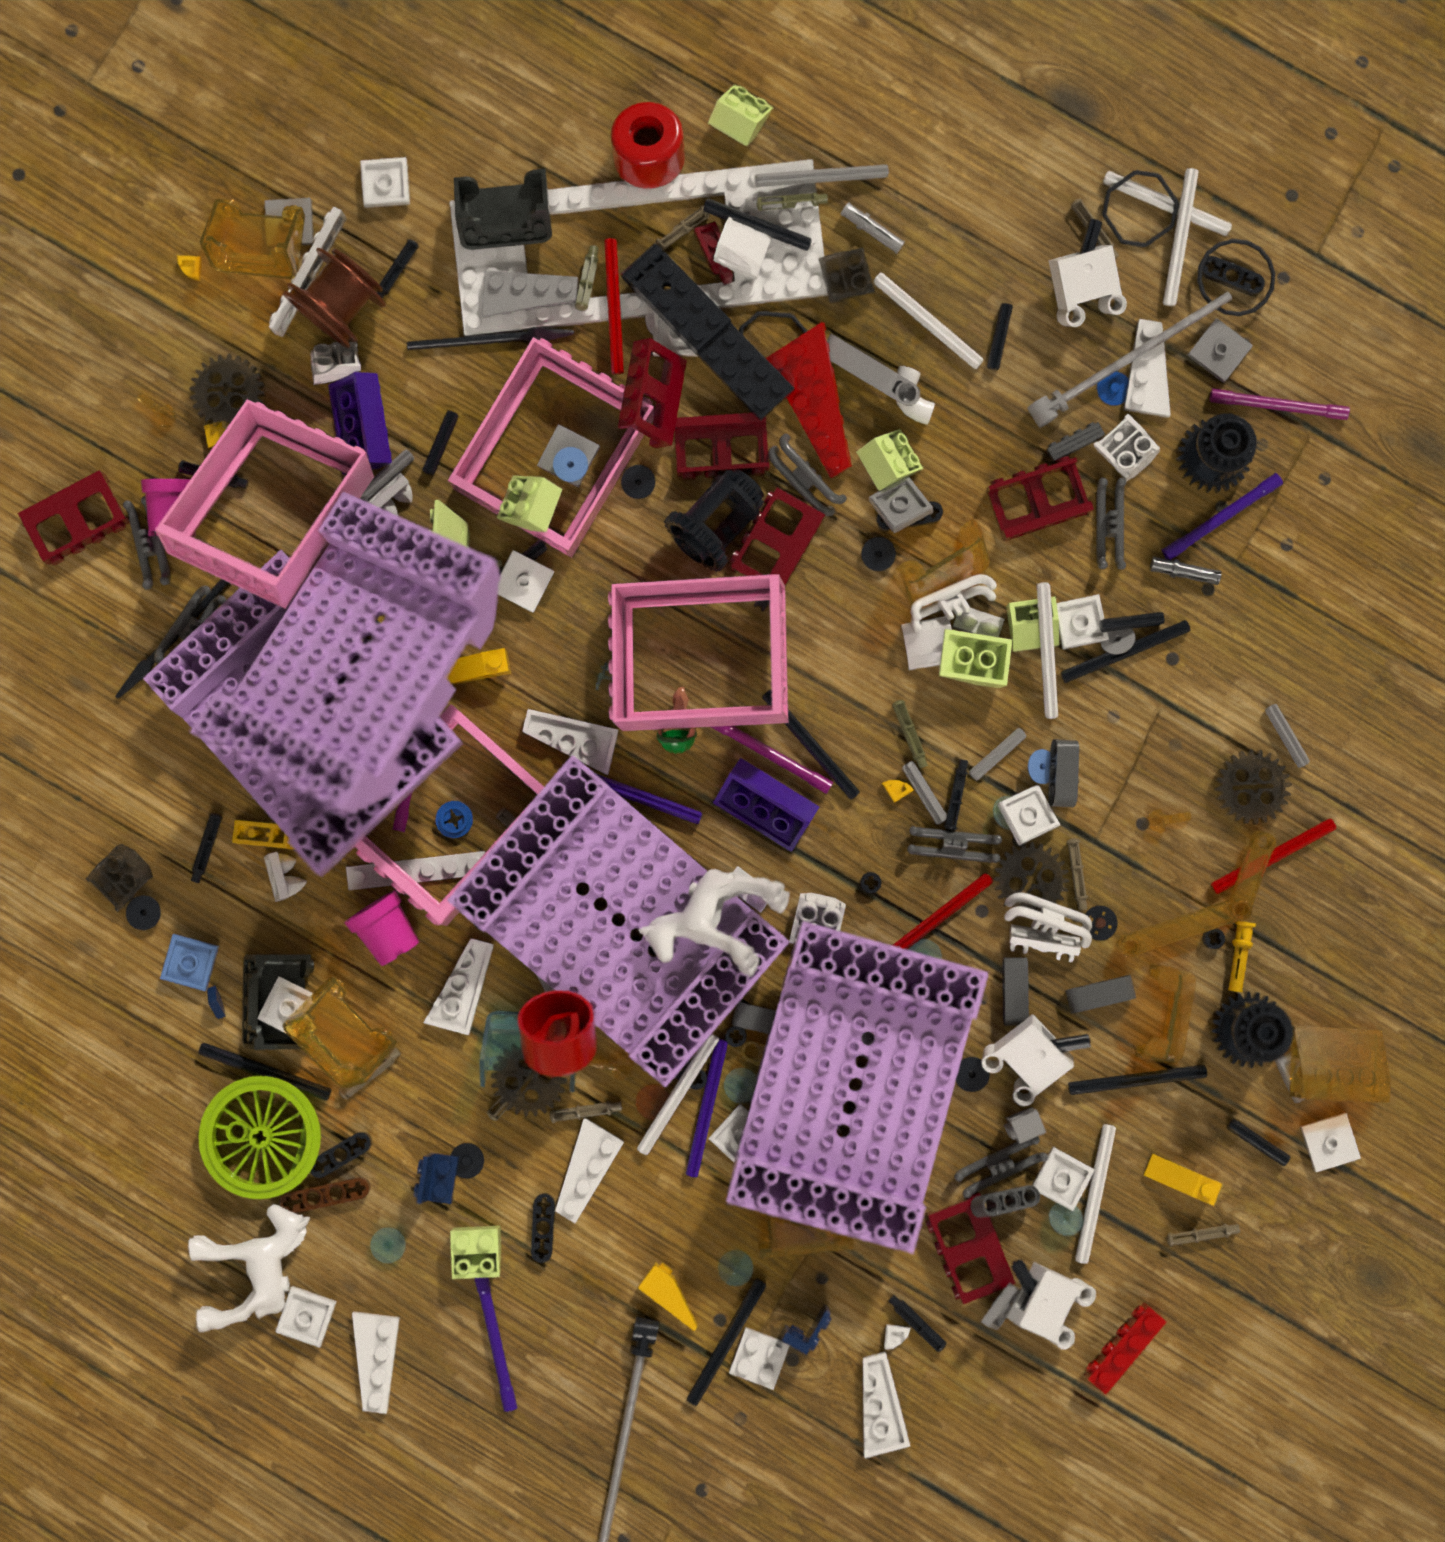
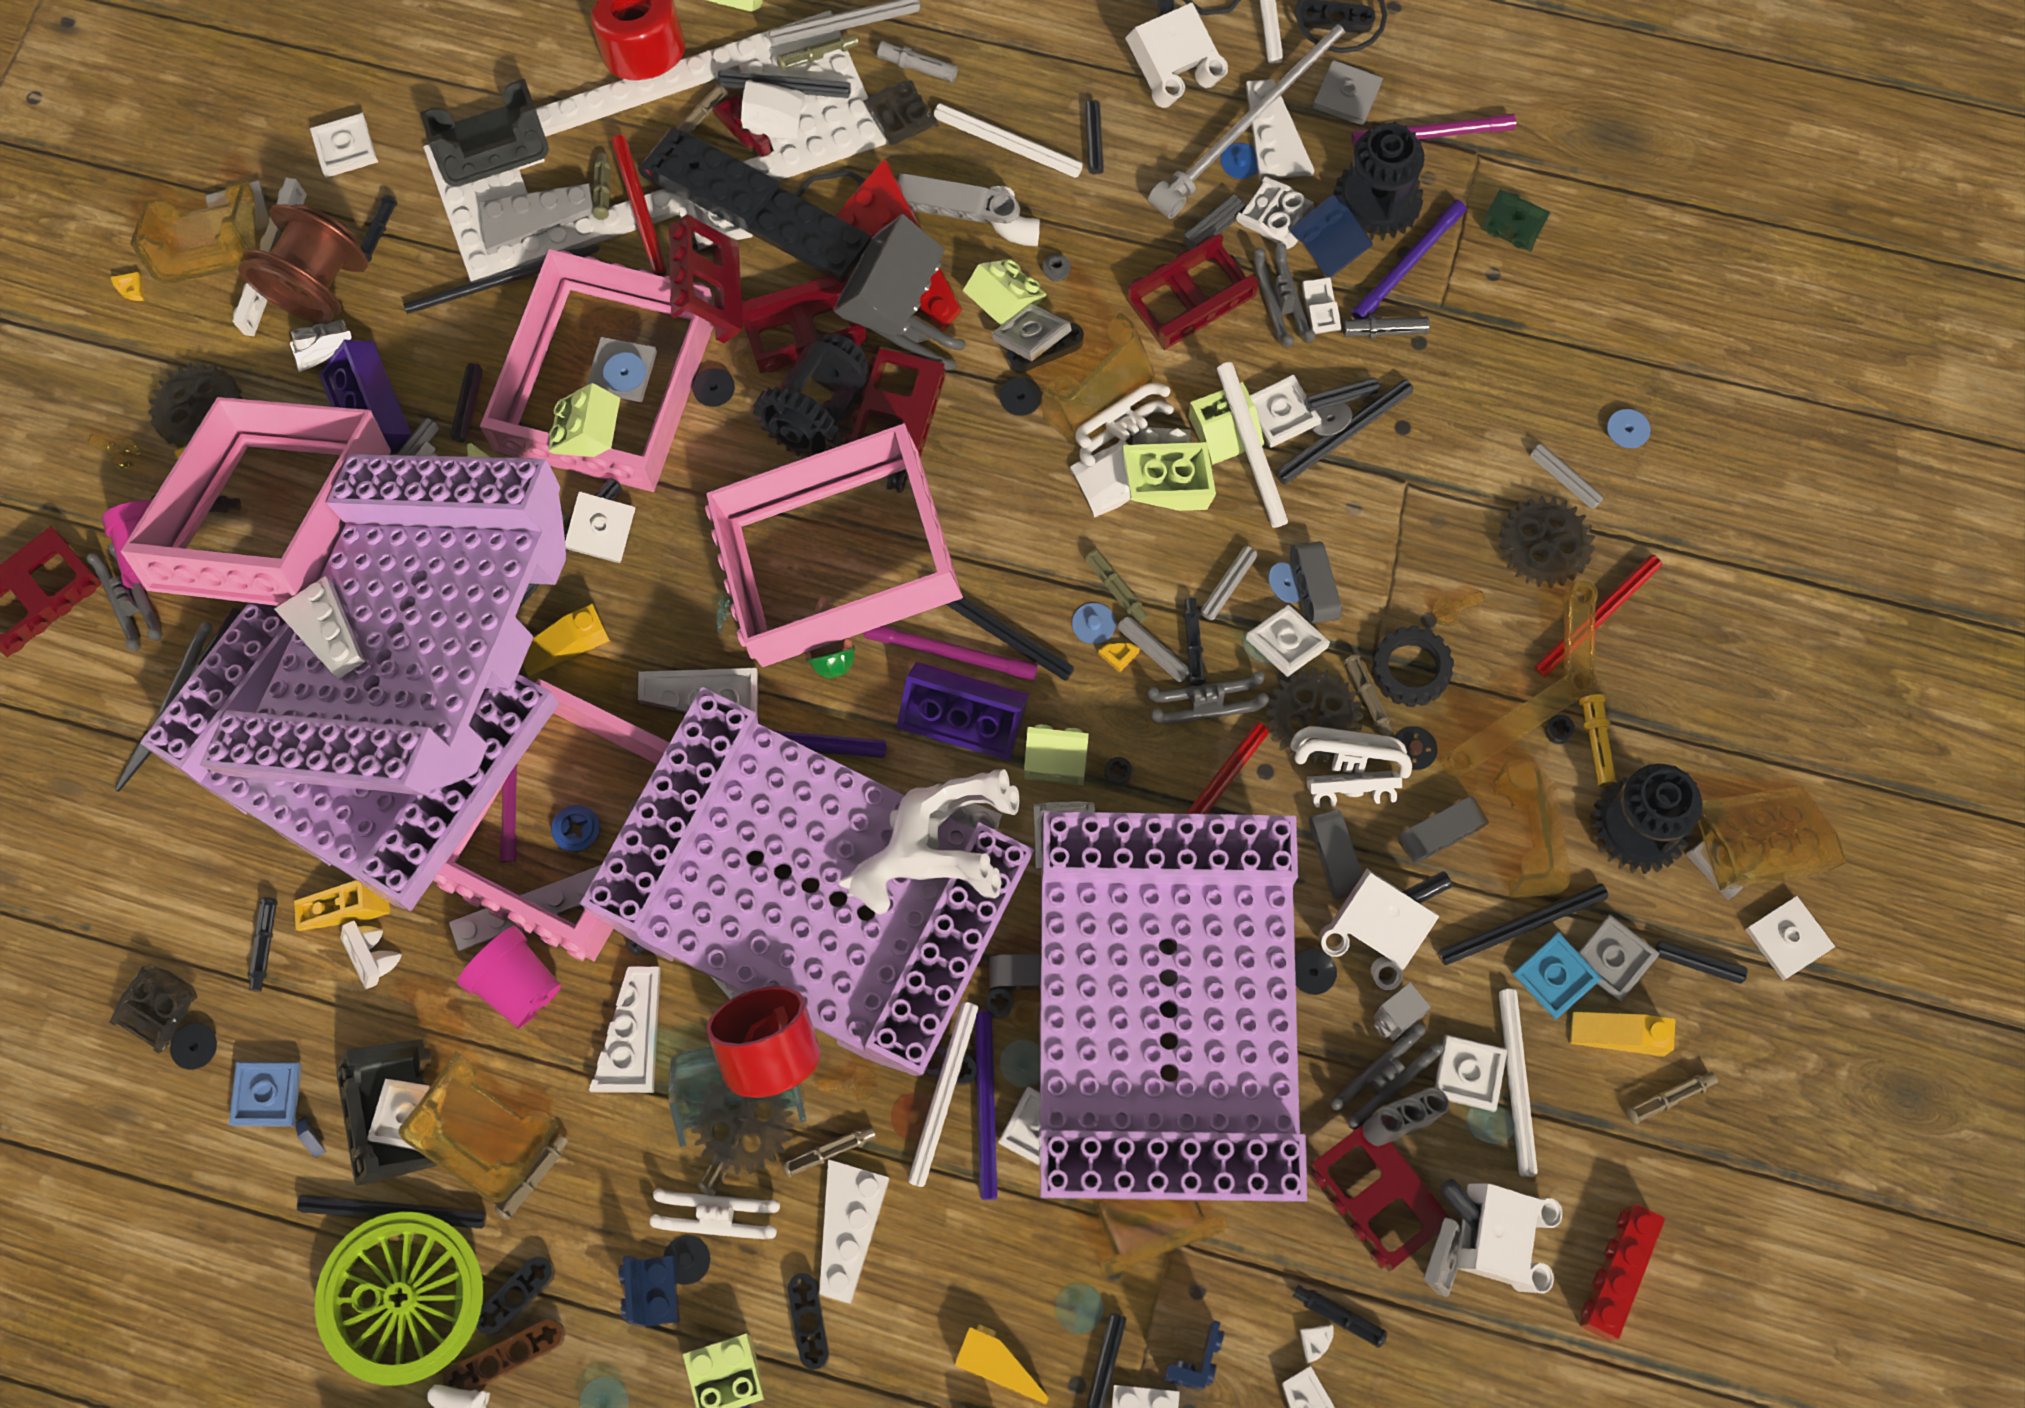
camera: 15 degrees left, 15 degrees down
(298, 635) = (323, 626): none -> white wing
(494, 1135) = (714, 1214): none -> white piece
(798, 435) = (890, 278): none -> dark grey windscreen
(827, 862) = (1056, 755): none -> yellowish green slope
(884, 758) = (1093, 623): none -> medium blue piece
(937, 455) = (1059, 274): none -> dark grey plate
(1119, 835) = (1414, 637): none -> black tyre
(1139, 538) = (1320, 306): none -> white slope
(1148, 1125) = (1557, 975): none -> dark azure plate
(1166, 483) = (1332, 235): none -> dark blue bracket
(1195, 1123) = (1617, 957): none -> light grey plate
(1329, 512) = (1515, 220): none -> clear green brick
(1349, 709) = (1628, 428): none -> medium blue piece

